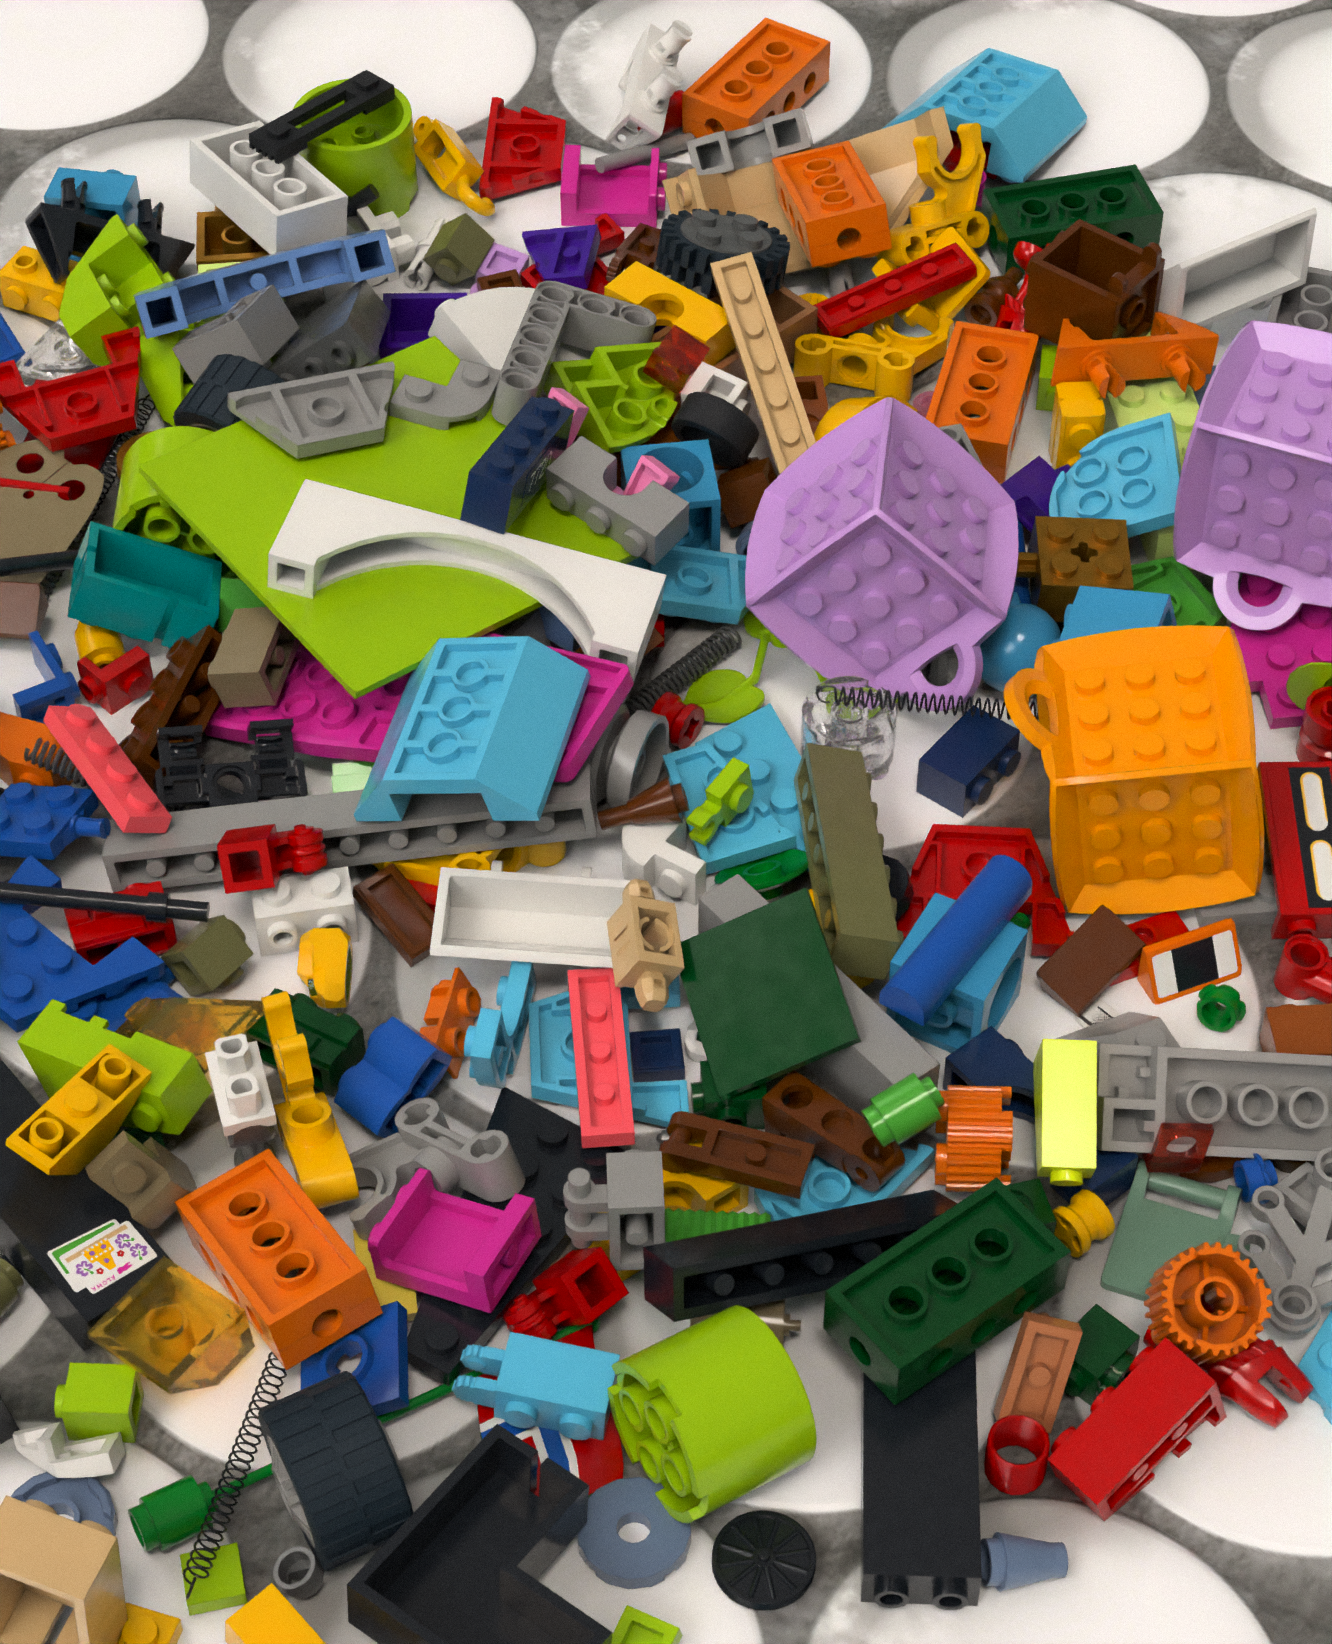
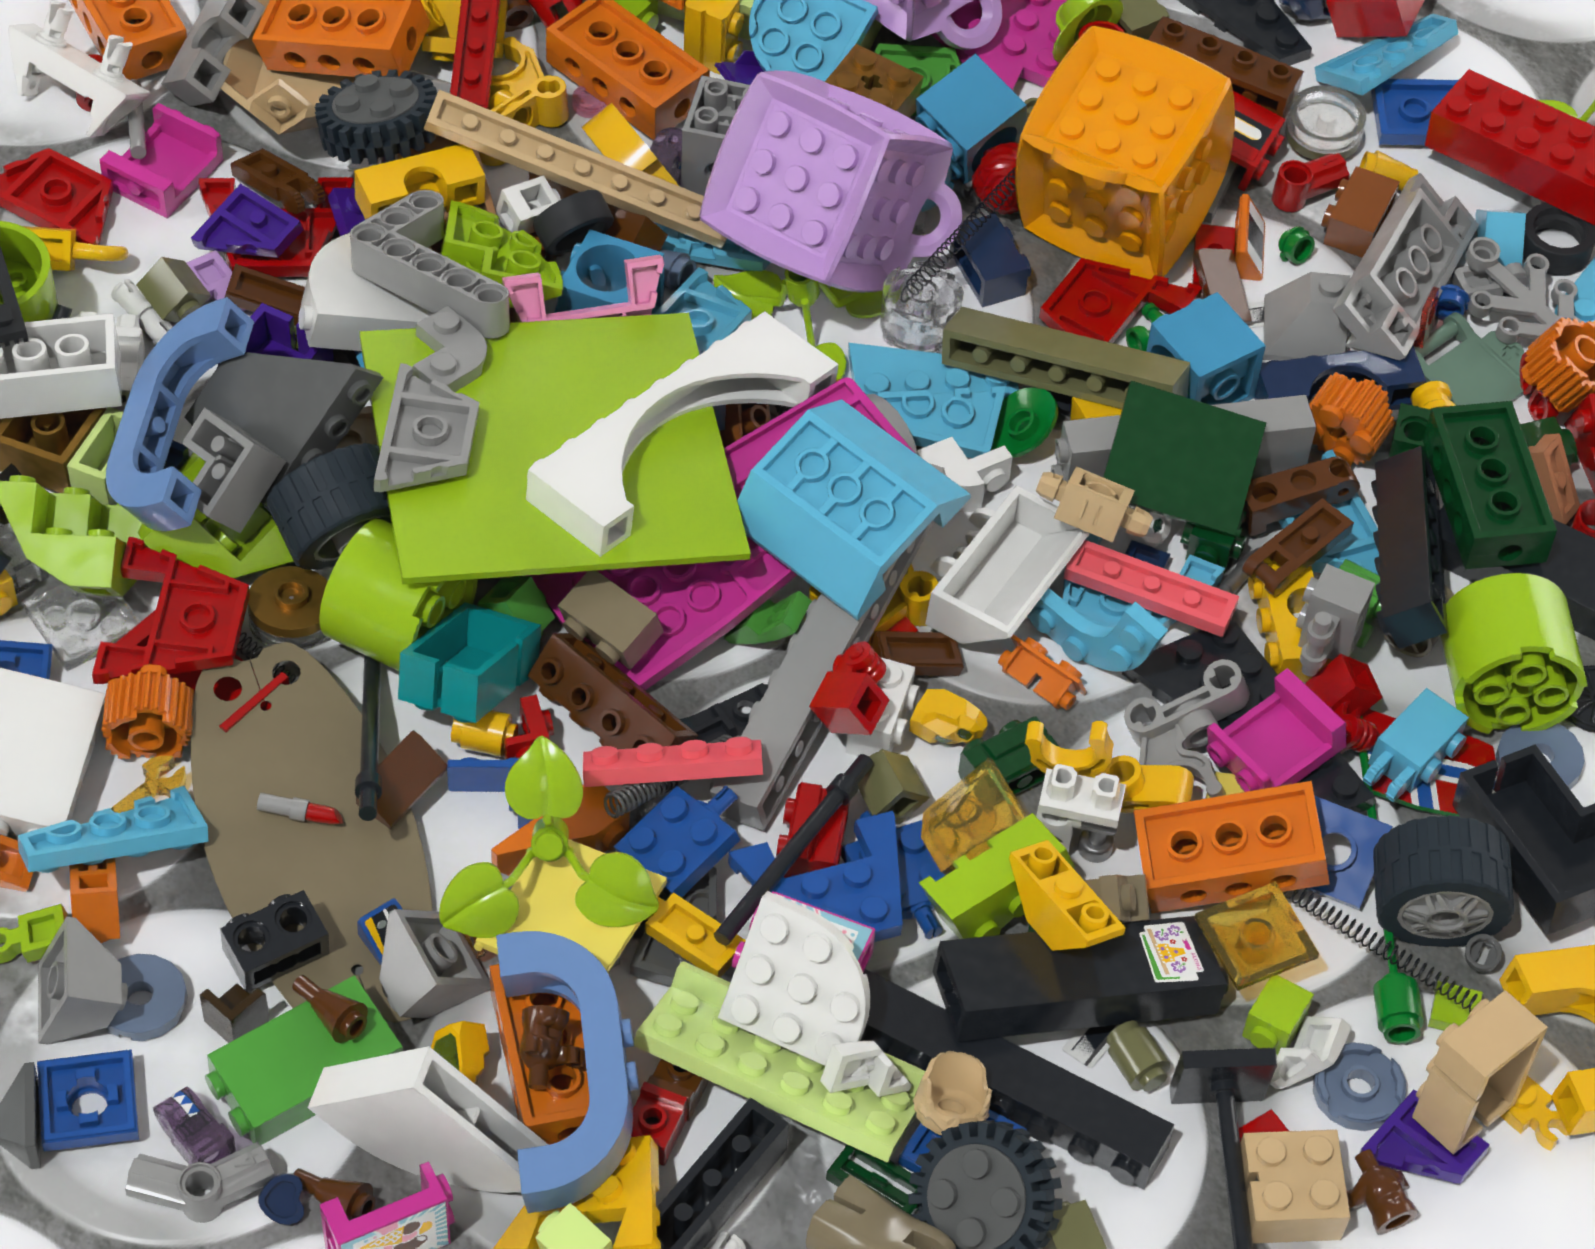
camera: 65 degrees left, 5 degrees up
(271, 779) = (711, 714): black piece -> none
(394, 1071) = (1085, 701): blue brick -> none
(516, 464) = (594, 337): dark blue brick -> none
(643, 523) = (621, 317): light grey arch -> none
(654, 805) = (943, 439): reddish brown cone -> none
(675, 359) = (492, 204): clear red bracket -> none
(725, 797) = (955, 403): lime plate -> none
(903, 1109) = (1336, 432): bright green brick -> none
(958, 940) = (1211, 329): blue brick -> none
(1066, 1110) = (1372, 346): neon yellow slope -> none

